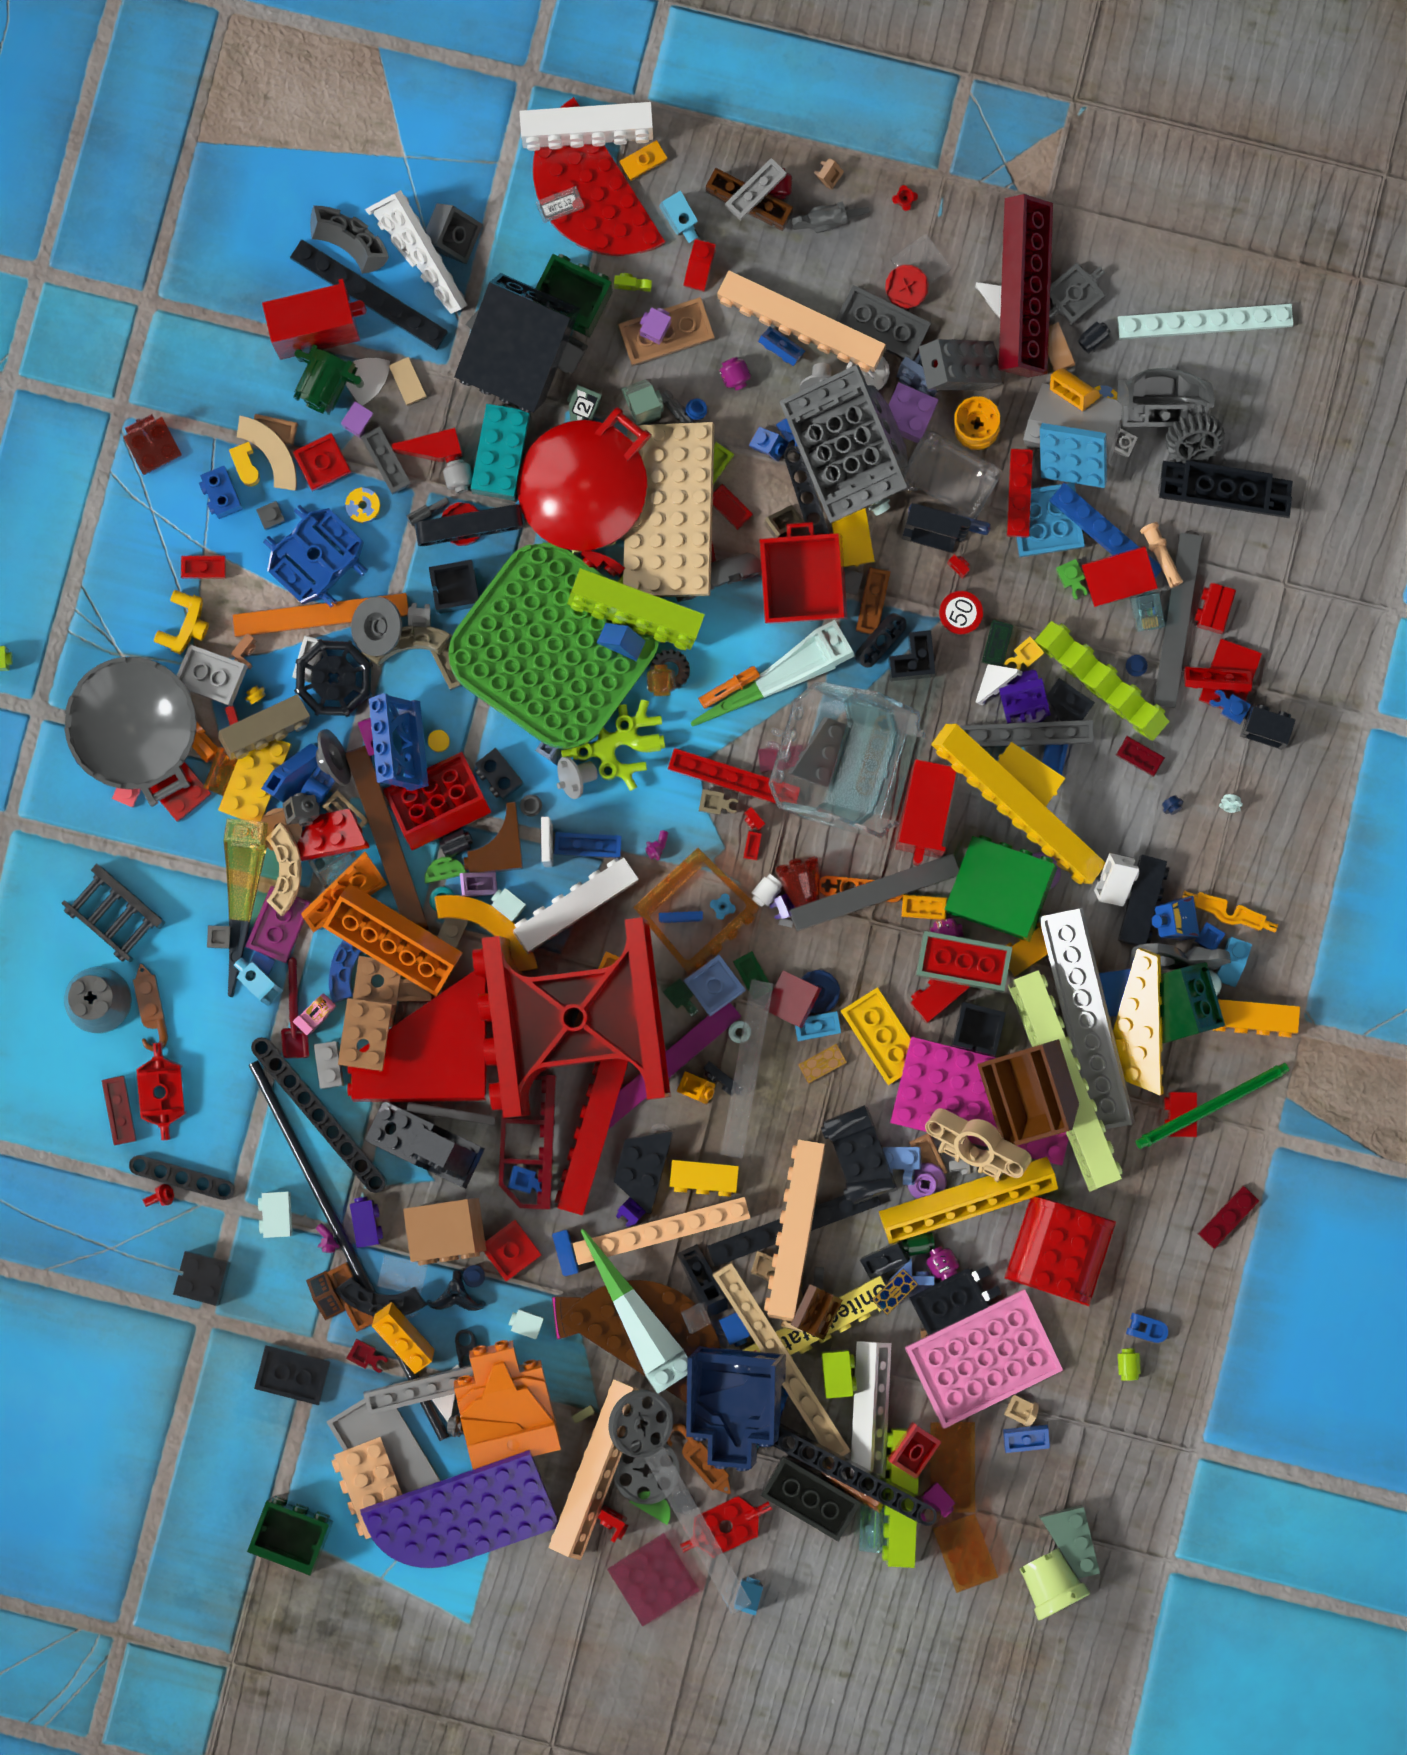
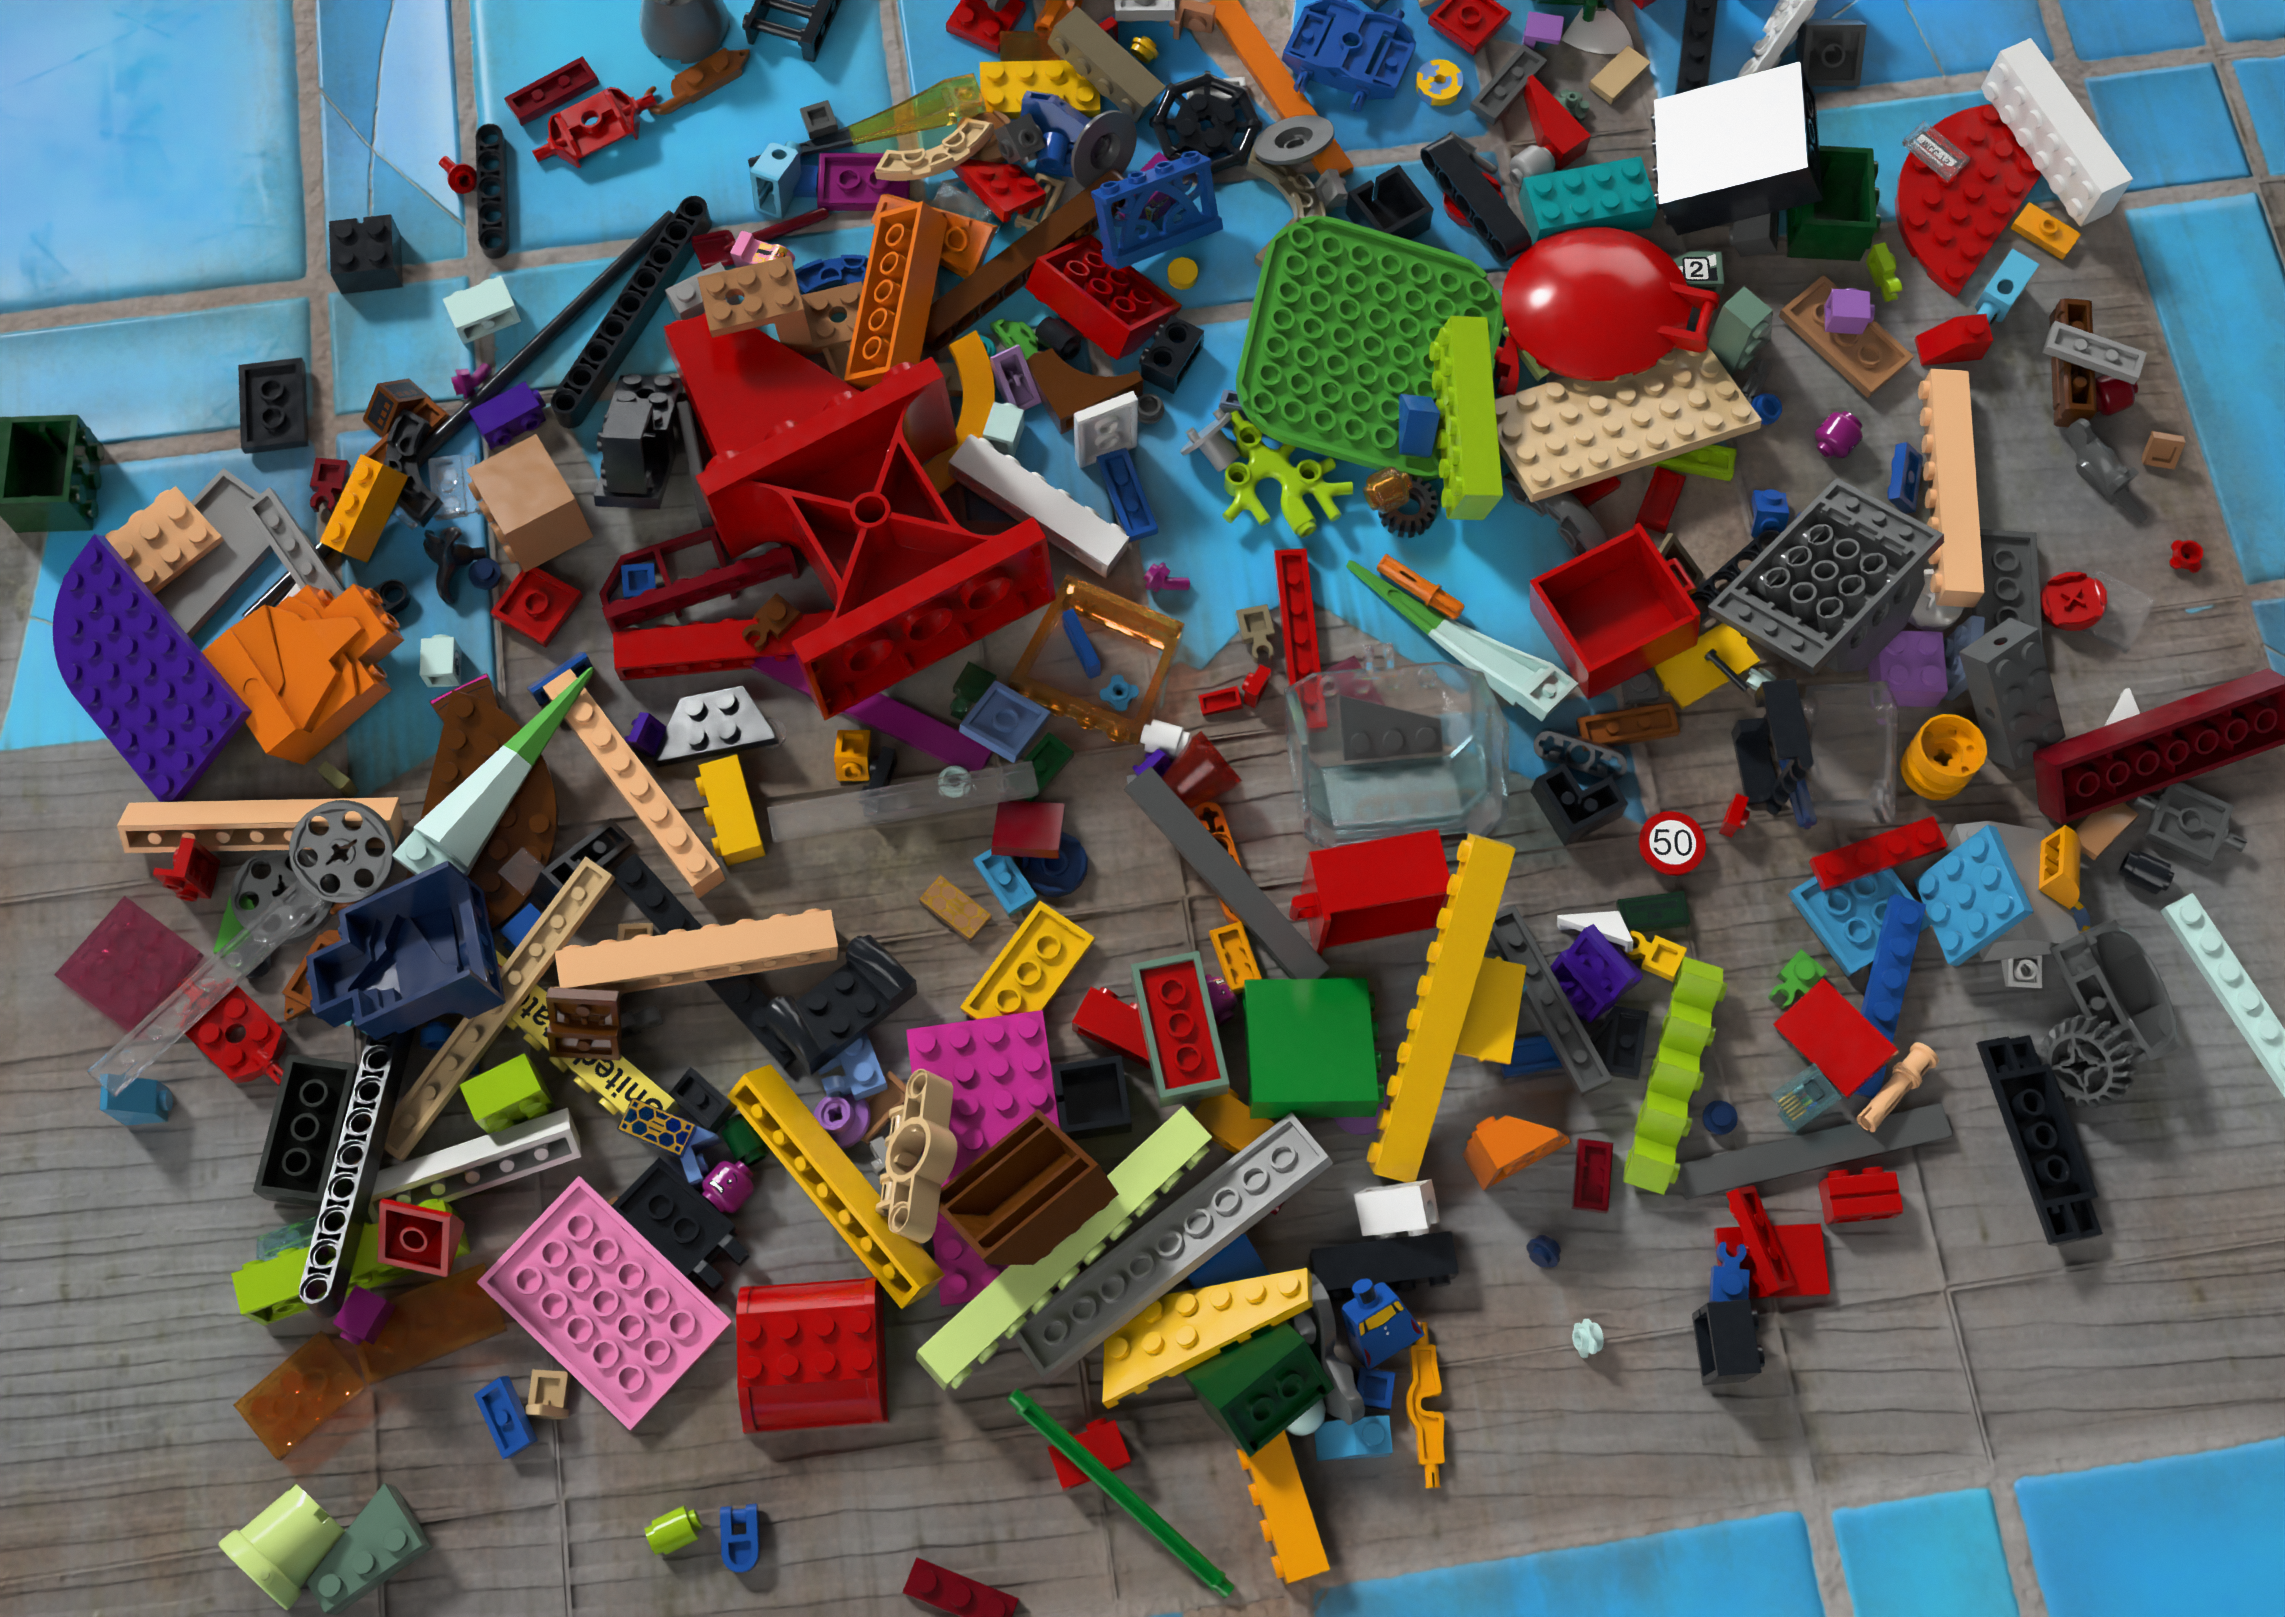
camera: 65 degrees right, 15 degrees down
(415, 430) = (1573, 104): none -> sand green plant
(591, 1103) = (774, 619): none -> reddish brown plate
(862, 523) = (1711, 655): none -> black piece
(1108, 795) = (1507, 1147): none -> orange wedge

